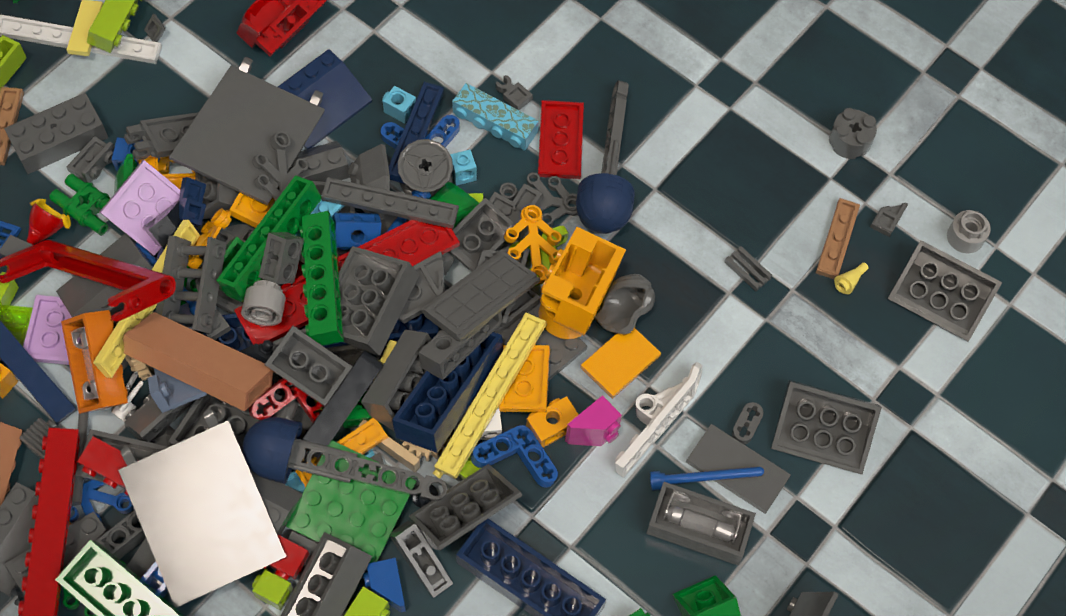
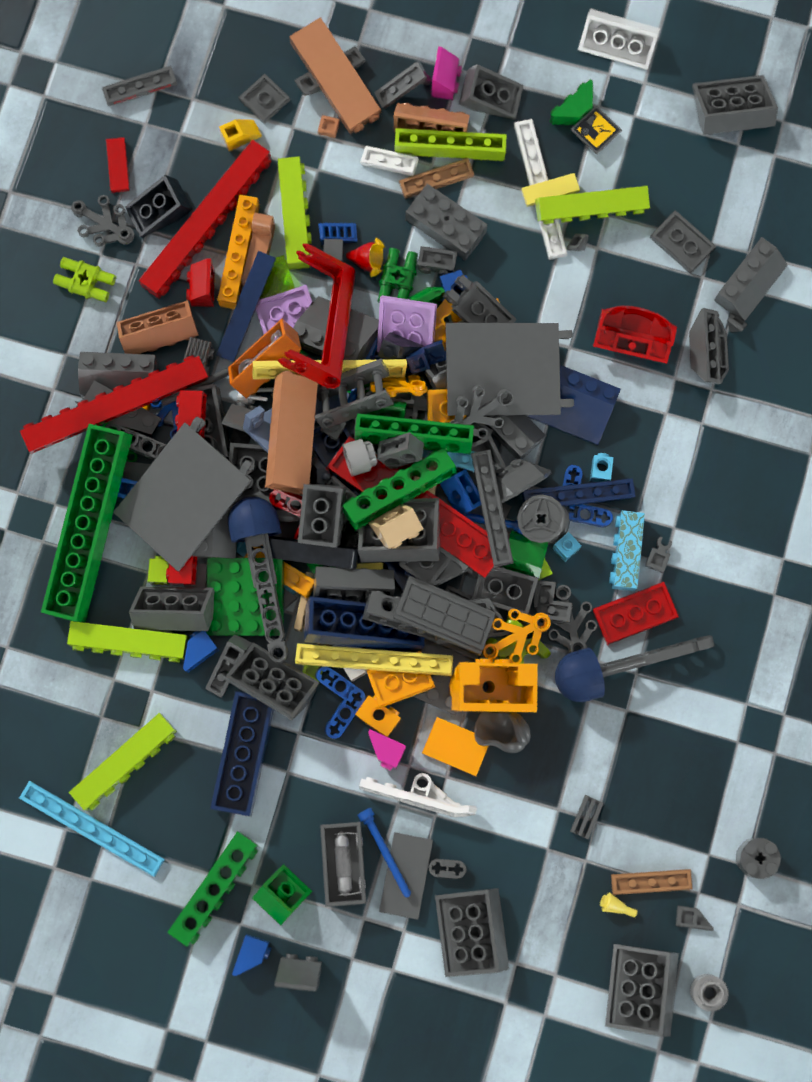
camera: 70 degrees right, 15 degrees up
(362, 291) = (396, 526): none -> tan slope

